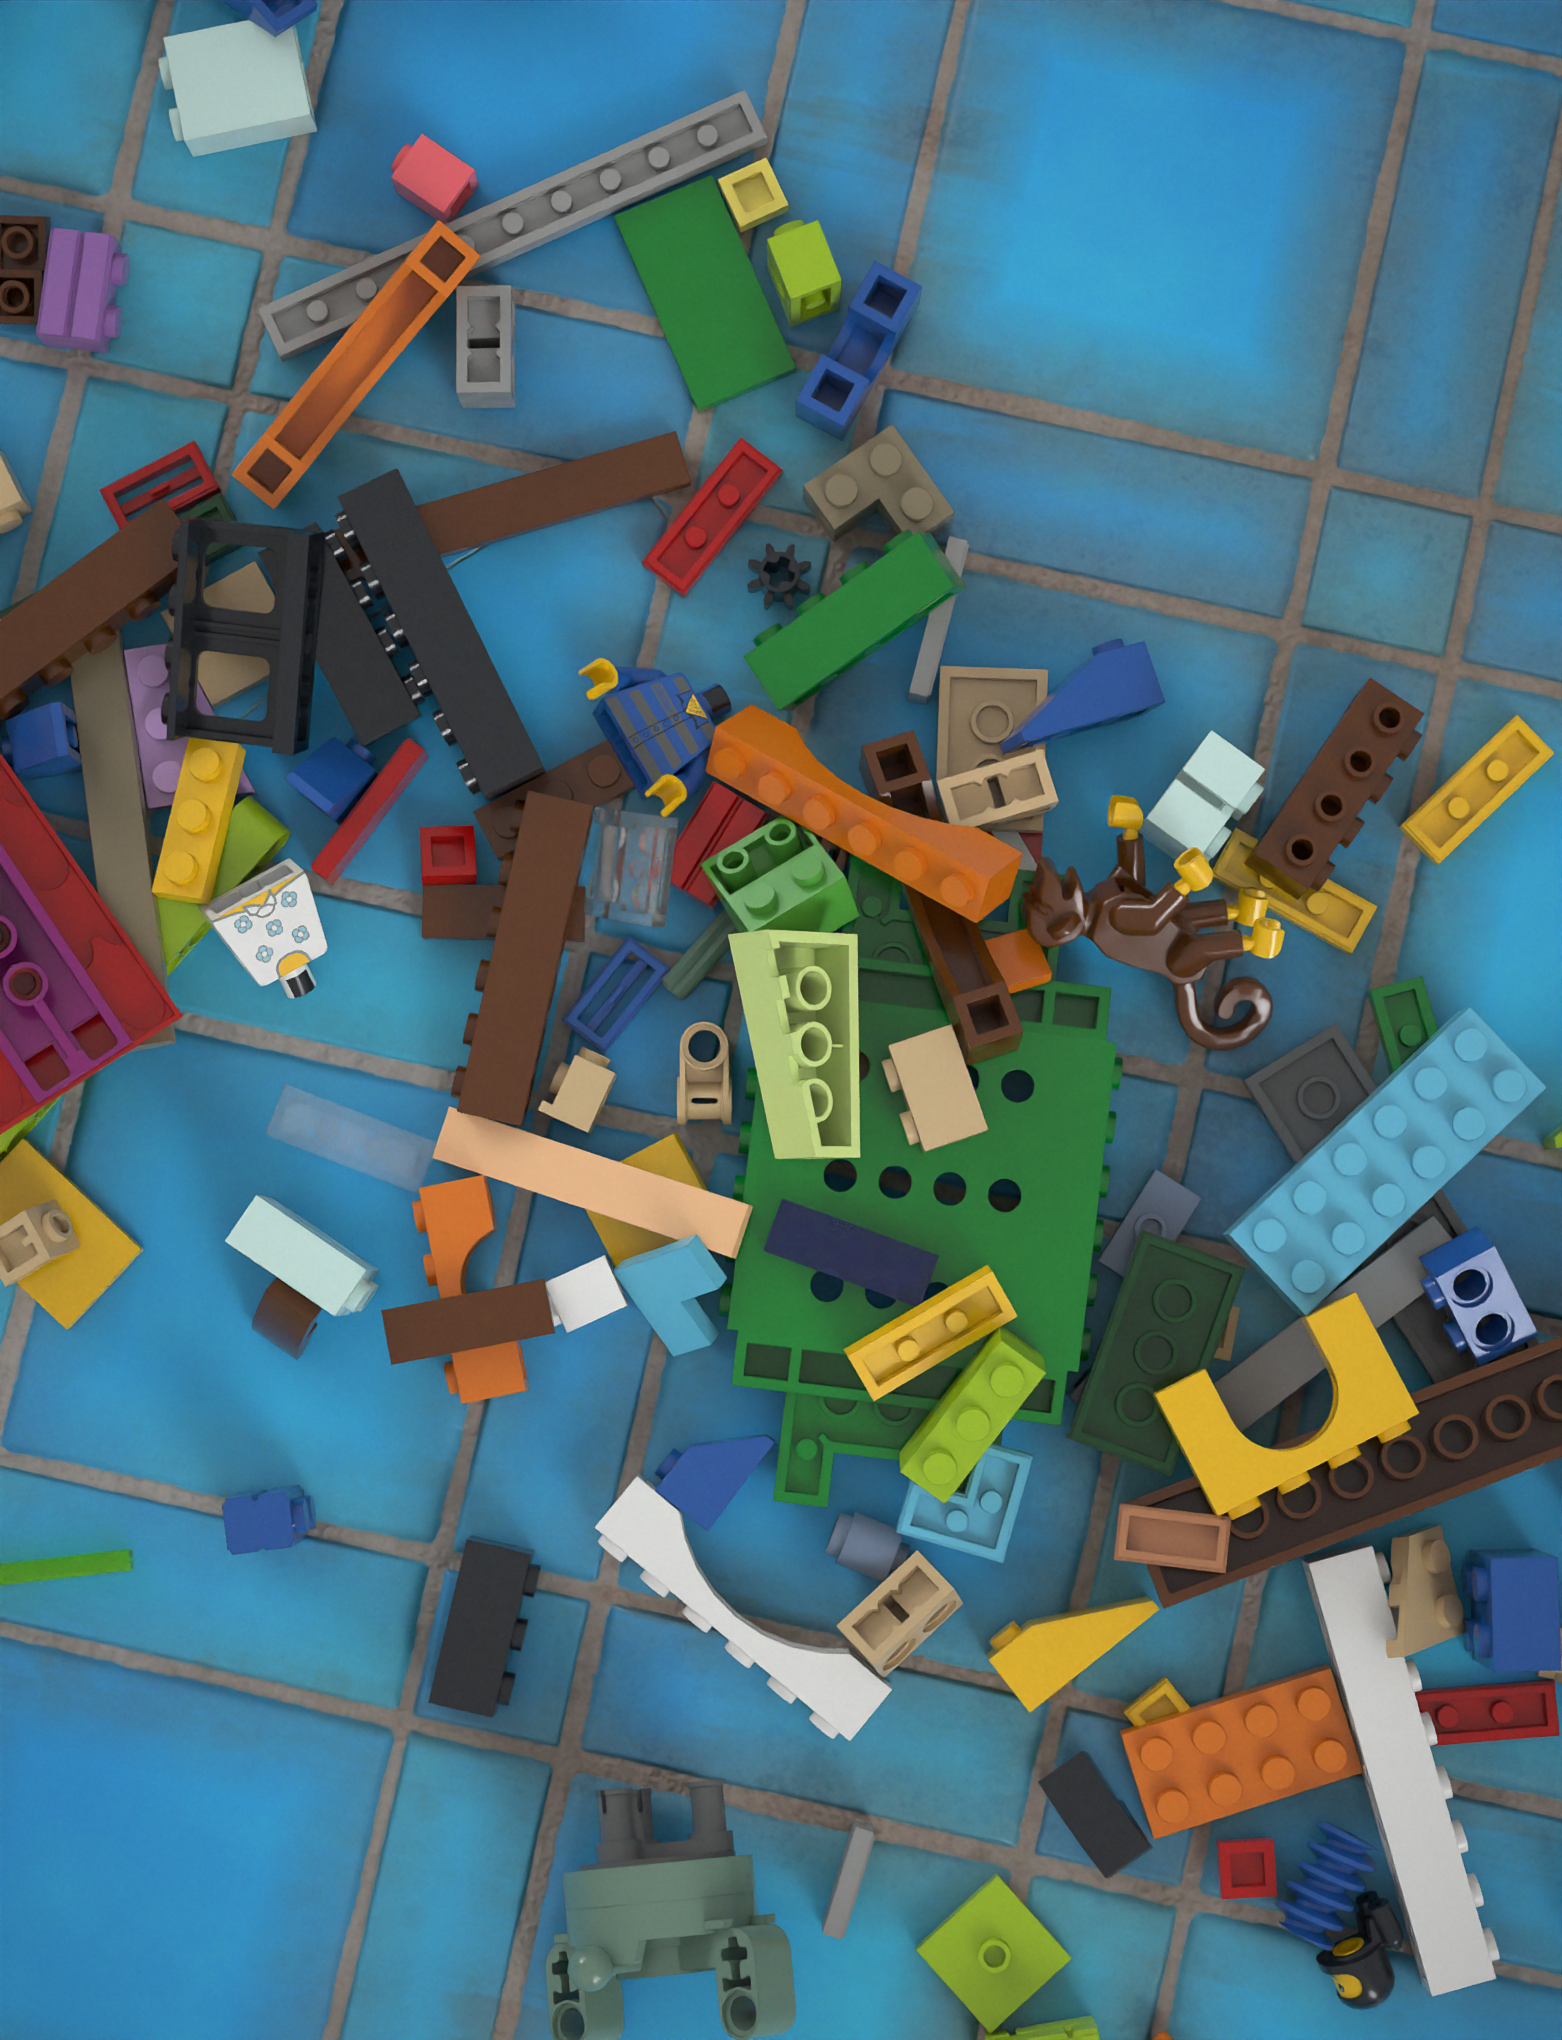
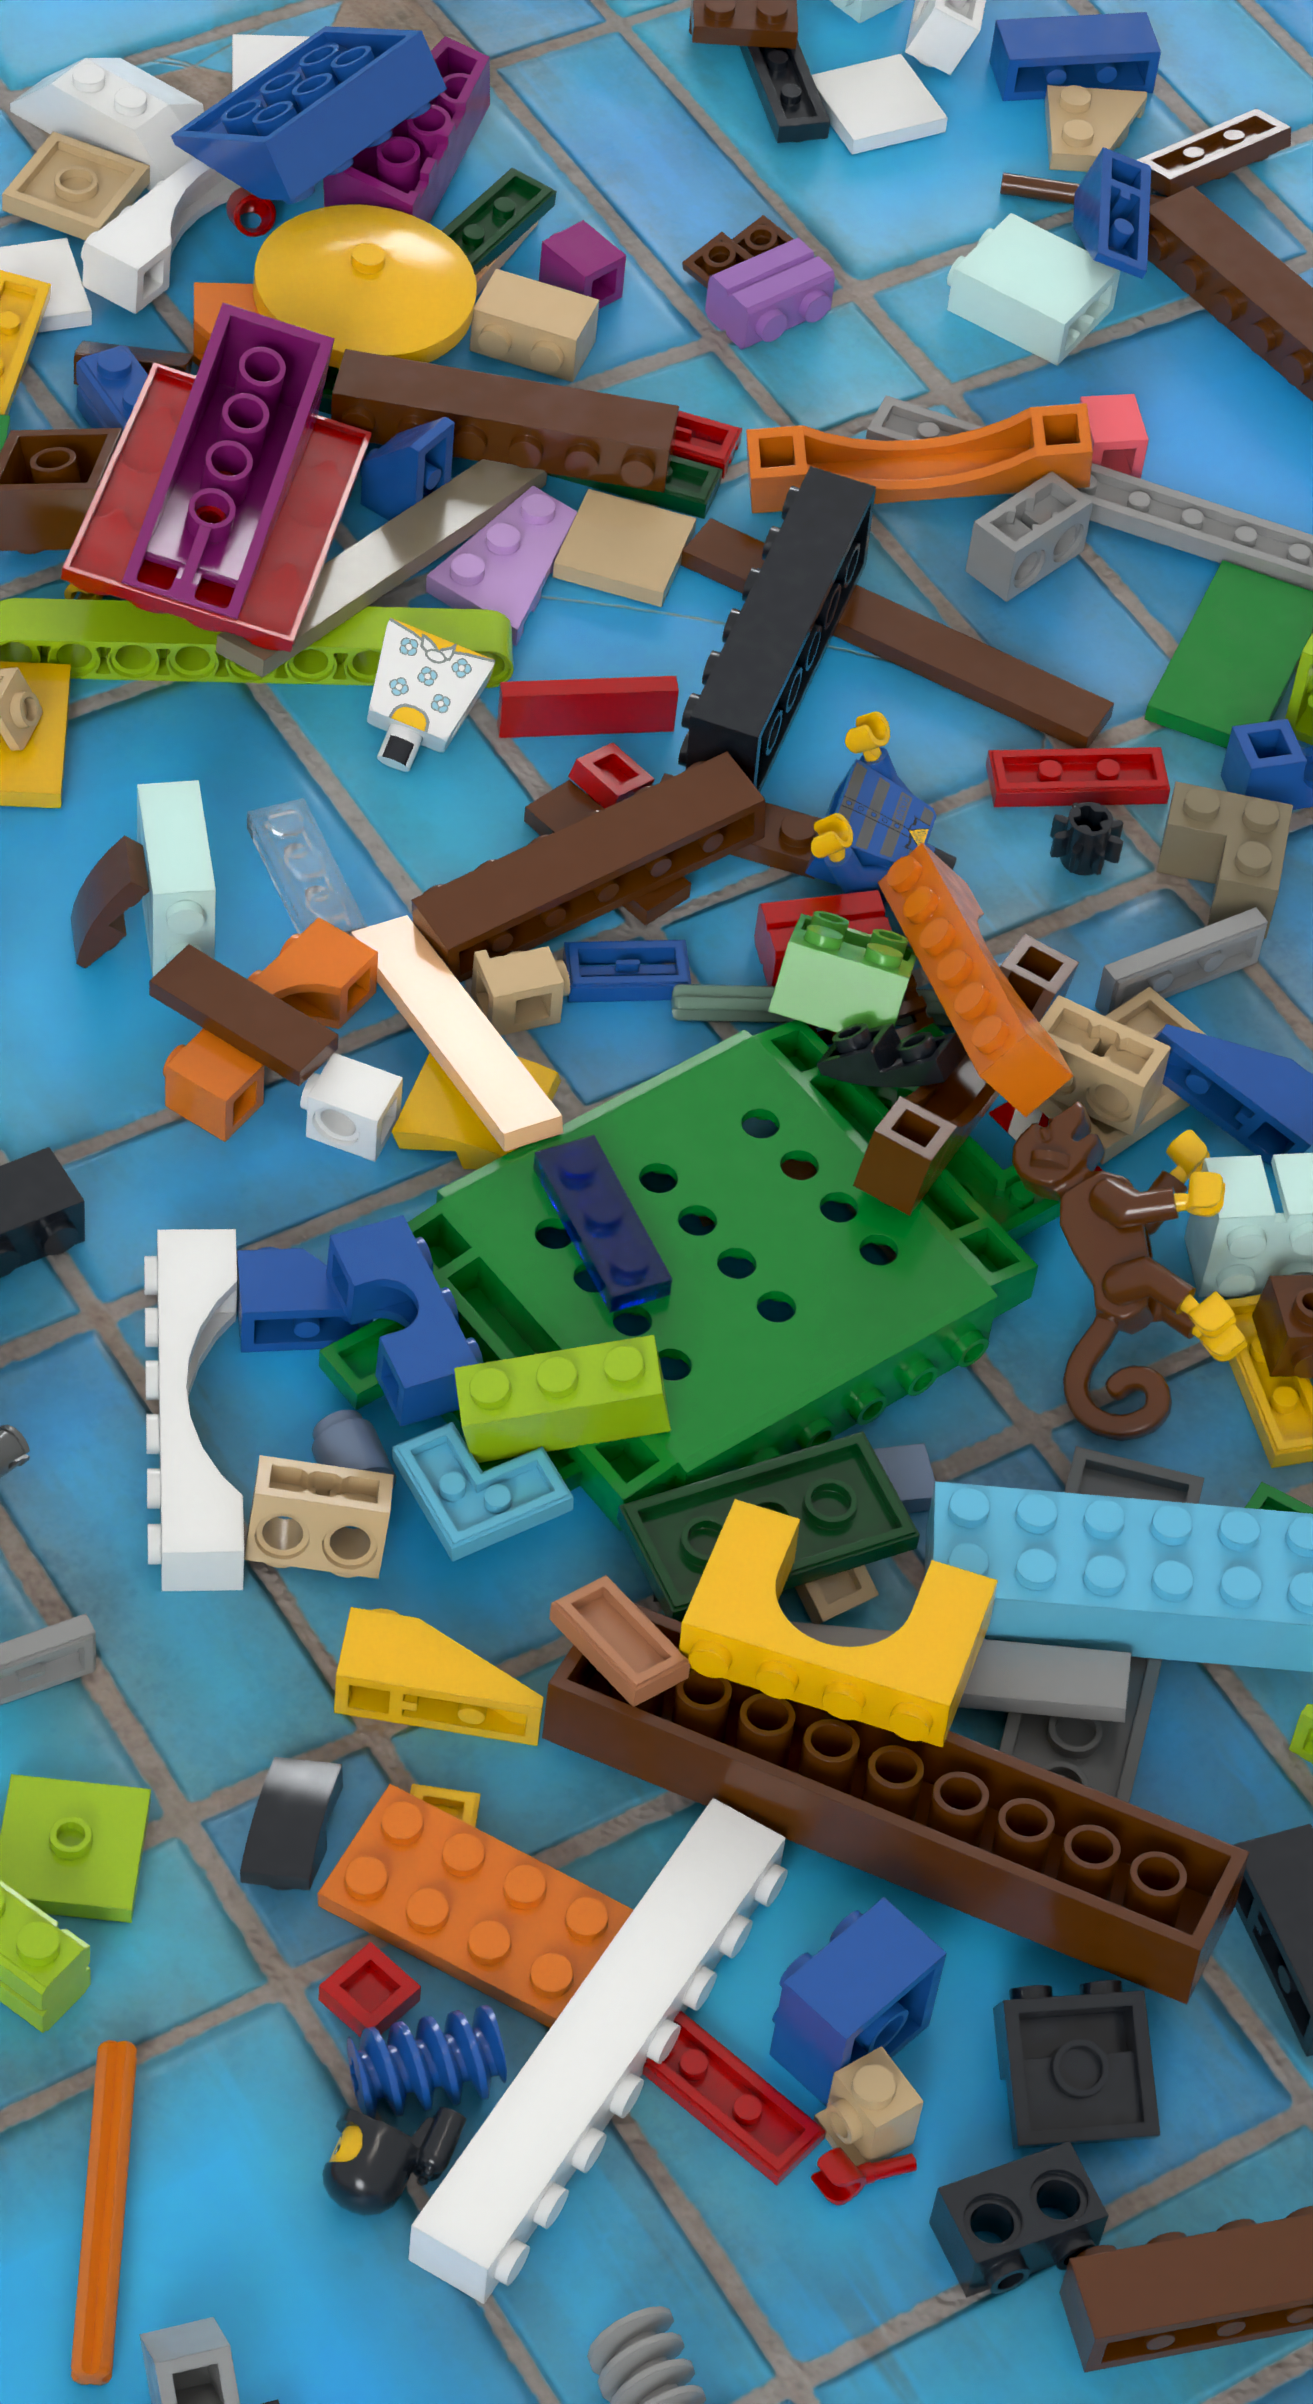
camera: 40 degrees right, 35 degrees down
(199, 821) = (457, 589): yellow plate -> none
(281, 637) = (651, 537): black window -> none
(334, 777) = (585, 642): blue slope -> none
(355, 653) = (704, 584): black brick -> none
(632, 867) = (733, 895): clear plate -> none
(665, 1289) = (417, 1135): medium azure tile -> none
(704, 1080) = (630, 1053): tan piece -> none
(804, 1037) = (754, 1027): yellowish green wedge -> none
(853, 620) = (1114, 888): green brick -> none
(862, 1458) = (390, 1276): none -> blue arch
(893, 932) = (882, 1060): none -> black slope
(930, 1332) = (595, 1311): yellow plate -> none
(934, 1088) = (806, 1174): tan brick -> none
(1019, 960) = (978, 1177): orange tile -> none
(1423, 1592) = (779, 1924): tan wing -> none
(1482, 1293) = (1115, 1732): blue brick -> none

